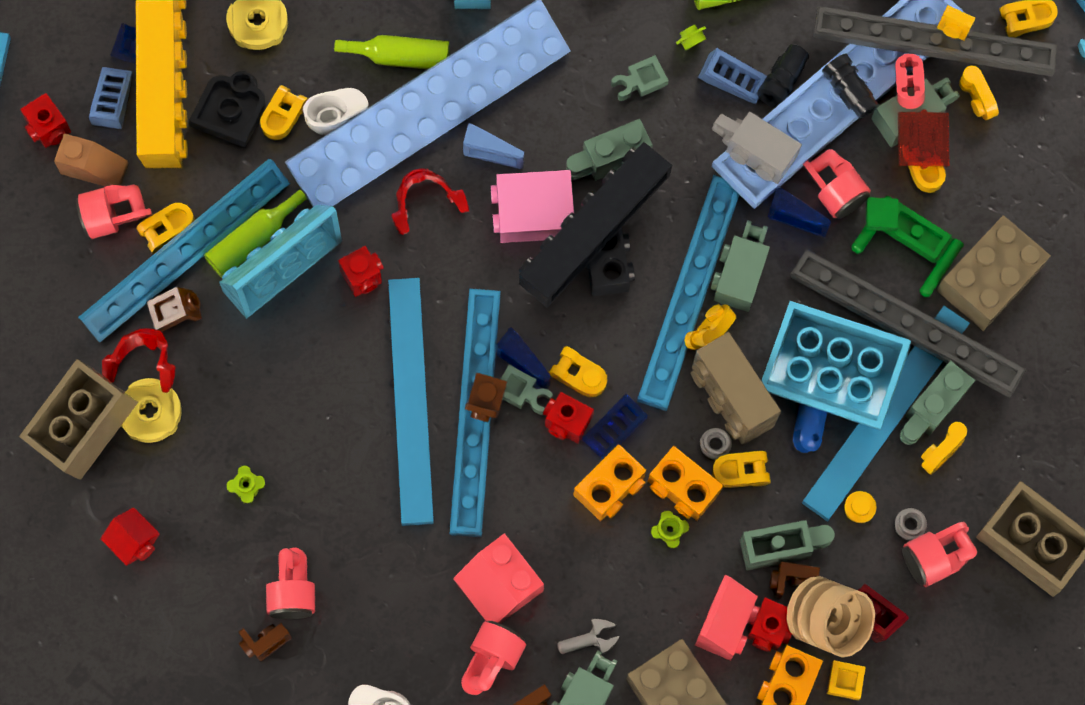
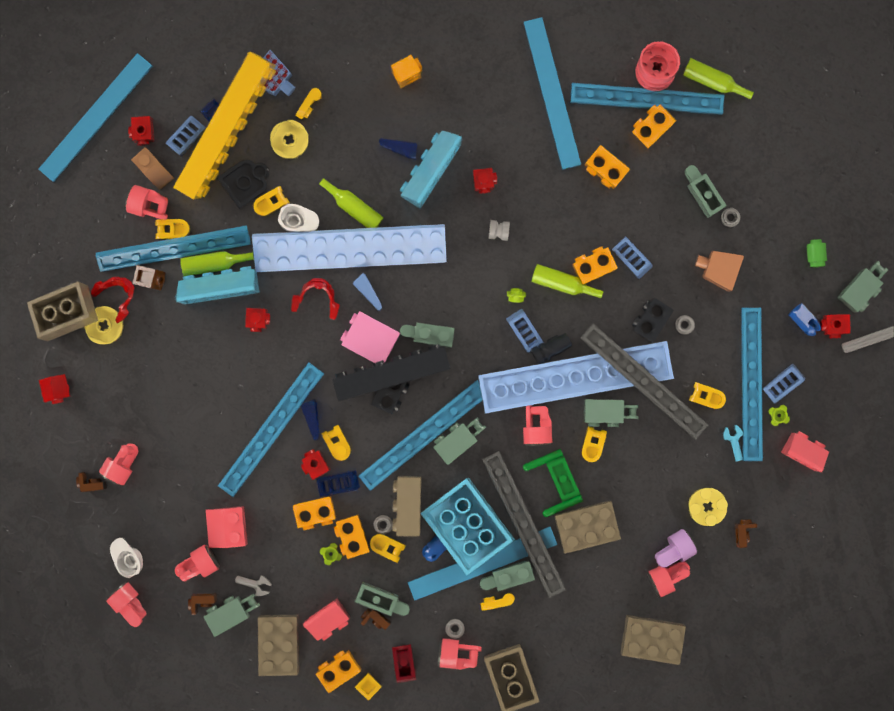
camera: 30 degrees right, 15 degrees up
(246, 493) = (135, 396): lime plate -> none
(410, 402) = (241, 403): dark azure tile -> none
(486, 397) = (278, 429): reddish brown bracket -> none
(521, 390) = (299, 432): sand green plate -> none
(643, 76) = (476, 302): sand green plate -> none
(714, 326) = (419, 464): yellow plate -> none
(758, 145) = (506, 384): light grey hinge -> none
(770, 626) = (348, 636): red brick -> none
(794, 212) = (504, 425): clear blue slope -> none
(830, 616) = (377, 653): tan wheel -> none
(852, 88) = (578, 385): black axle -> none
(860, 507) = (435, 604): yellow plate -> none
(881, 214) = (549, 459): green tile -> none
(915, 81) = (609, 395): coral beam -> none
(923, 139) = (599, 433): clear red piece -> none
(955, 23) = (657, 382): yellow plate -> none
(983, 99) = (647, 431): yellow plate -> none

